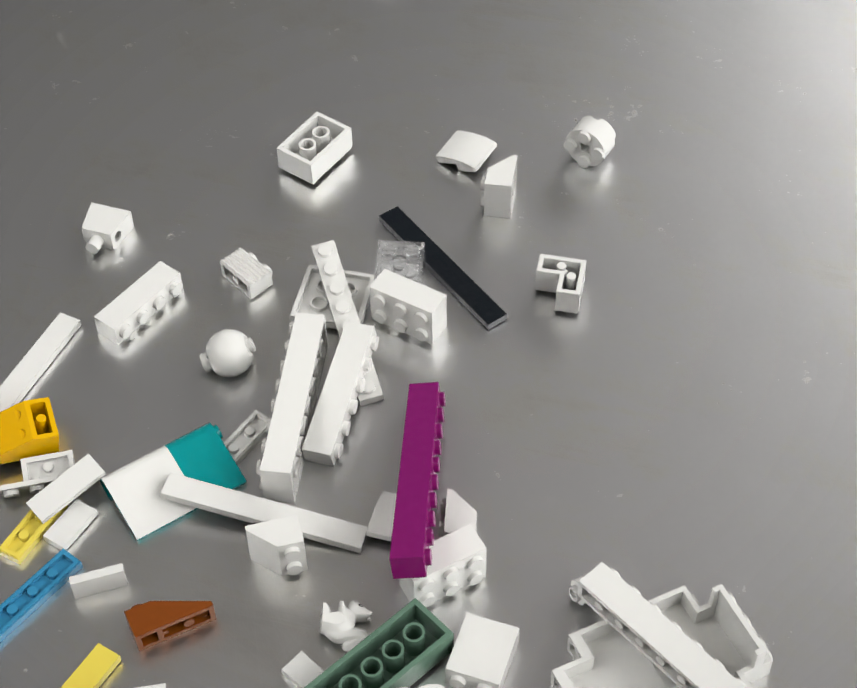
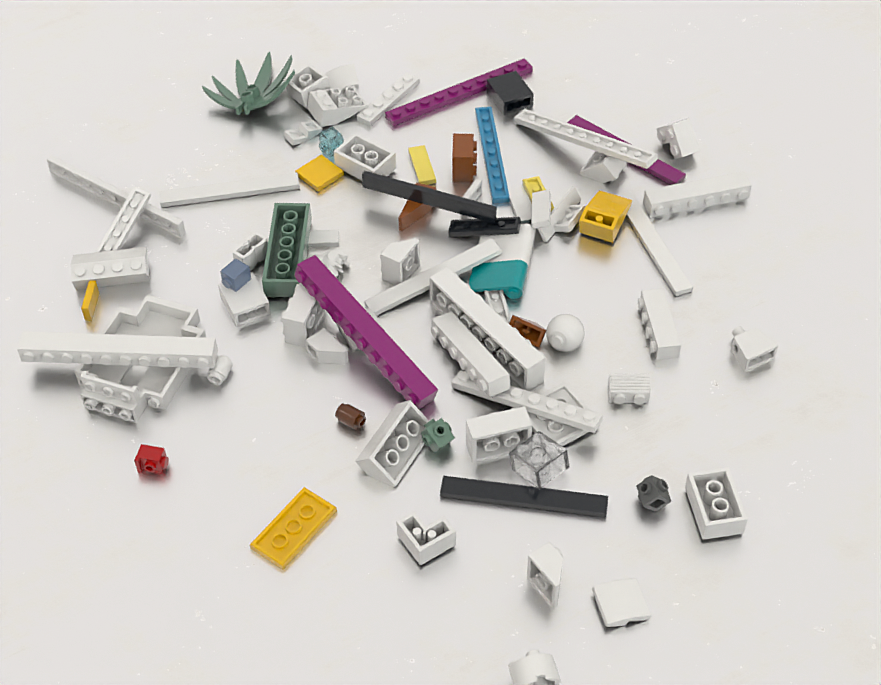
camera: 135 degrees right, 0 degrees up
(44, 625) = (464, 158): none -> dark orange brick
(140, 527) = (478, 227): none -> black tile
(158, 593) = (429, 197): none -> black tile
(250, 390) = (529, 330): none -> dark orange slope
(347, 186) = (653, 493): none -> dark grey brick
(456, 352) = (437, 434): none -> sand green brick
(476, 663) = (235, 275): none -> sand blue brick
(499, 379) = (394, 444): none -> white slope
(510, 434) = (350, 416): none -> reddish brown brick
(660, 383) = (293, 528): none -> yellow tile
(745, 539) = (151, 459): none -> red brick

